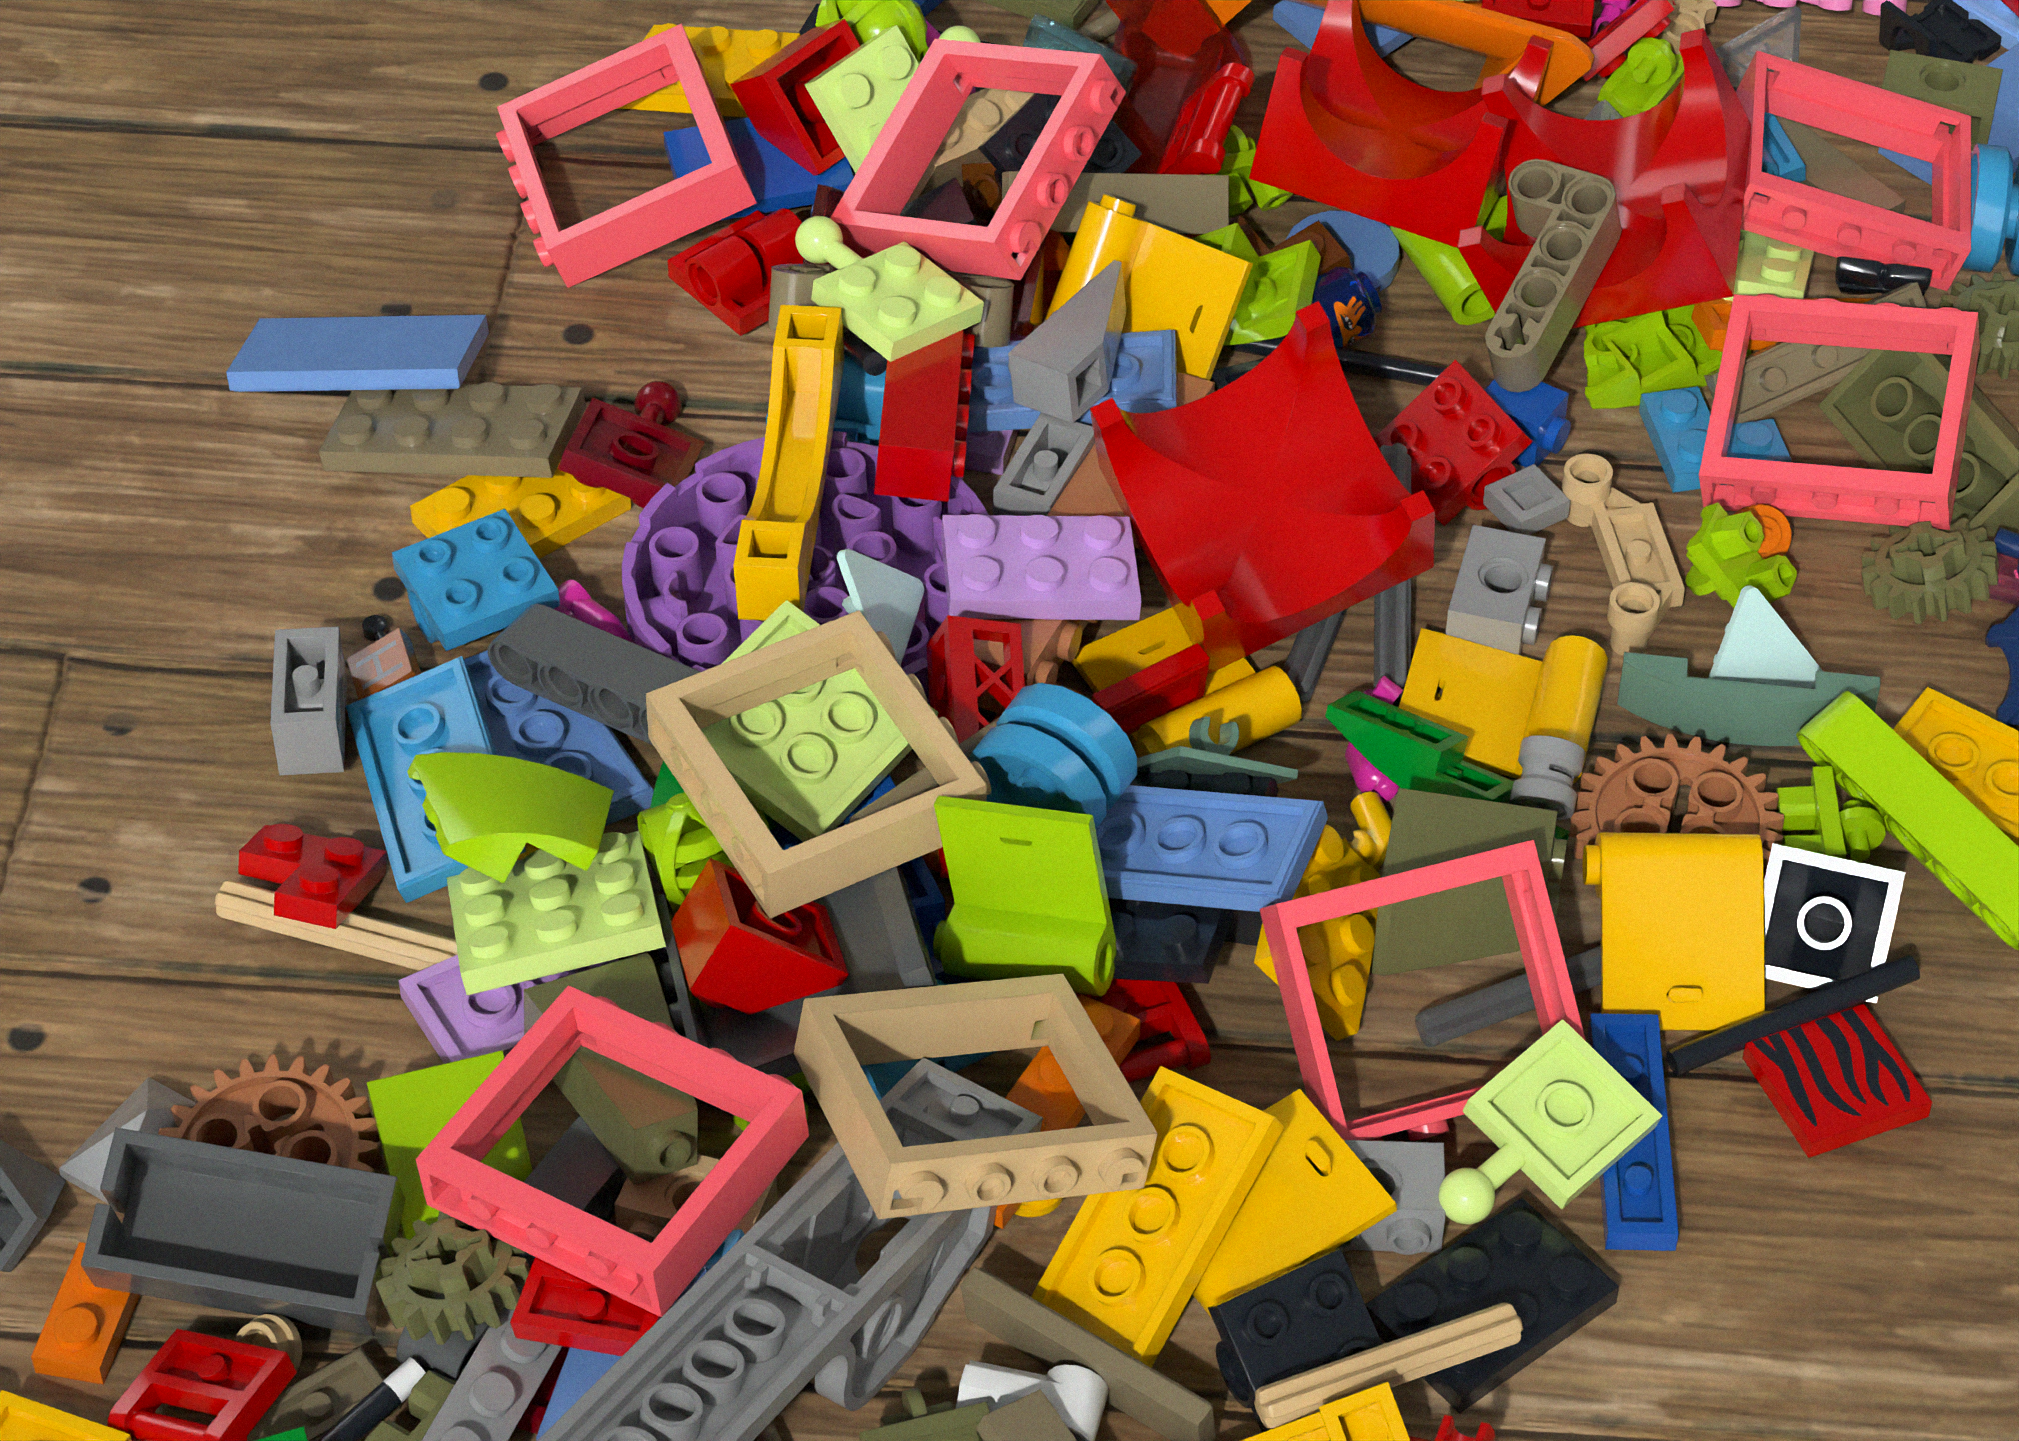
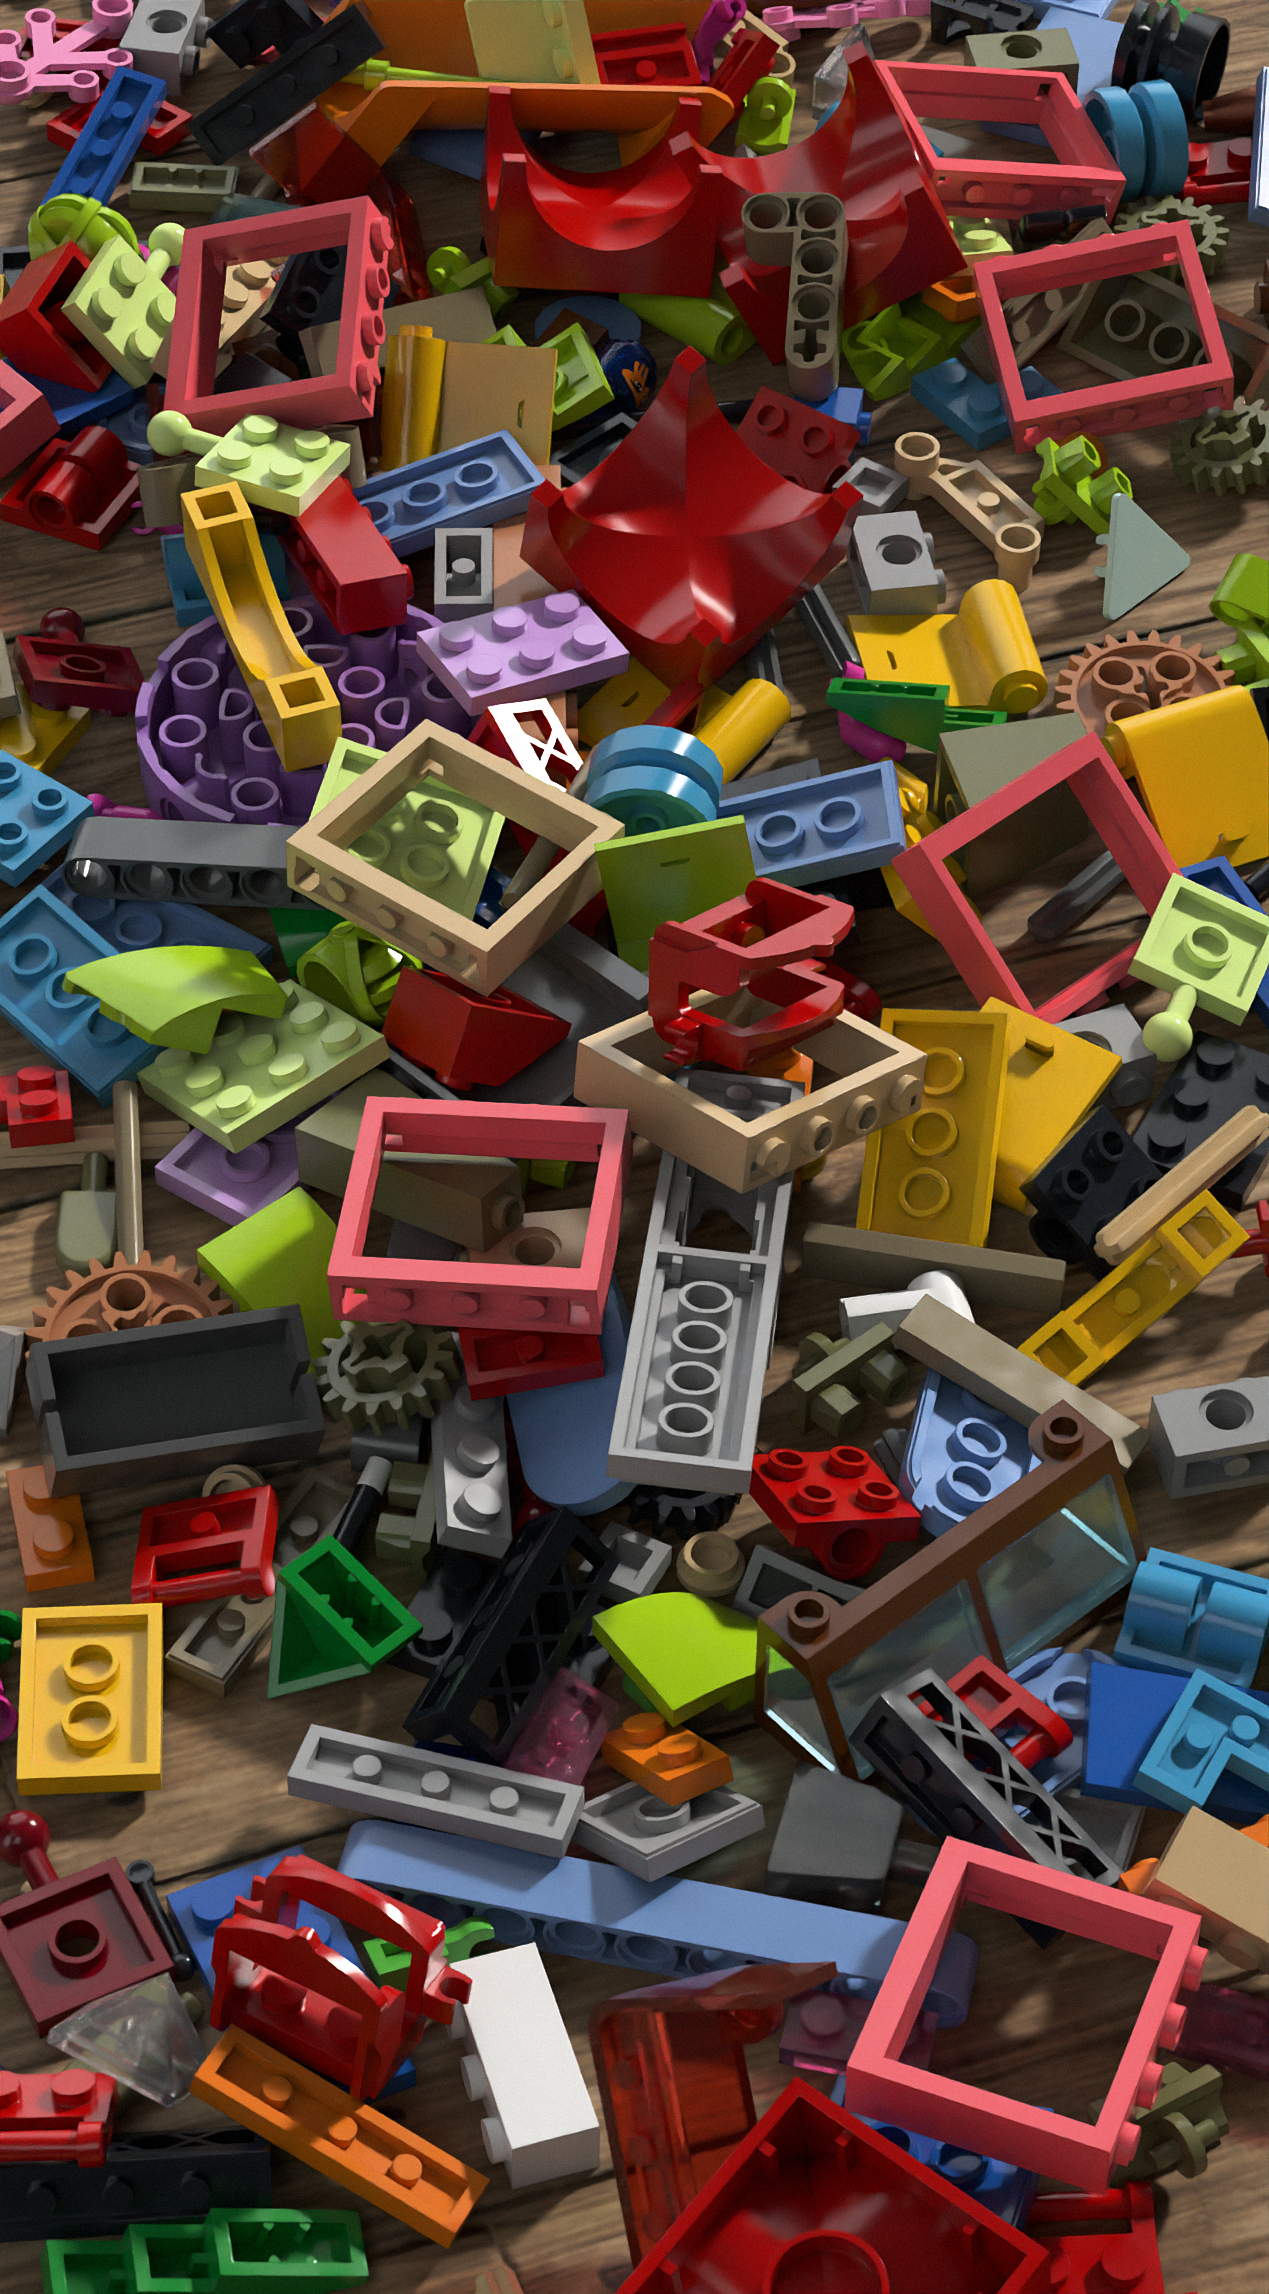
camera: 25 degrees left, 0 degrees up
(317, 1013) = (87, 1220): none -> olive piece
(370, 978) = (128, 1171): none -> dark tan bar
(883, 596) = (410, 706): light aqua piece -> none
(1004, 950) = (753, 943): none -> red animal
(1073, 352) = (441, 470): light grey slope -> none
(1205, 123) = (425, 247): red plate -> none
(1212, 758) = (758, 760): sand green piece -> none
(1548, 774) = (1032, 689): light grey wheel -> none
(1730, 710) = (1158, 601): sand green slope -> none

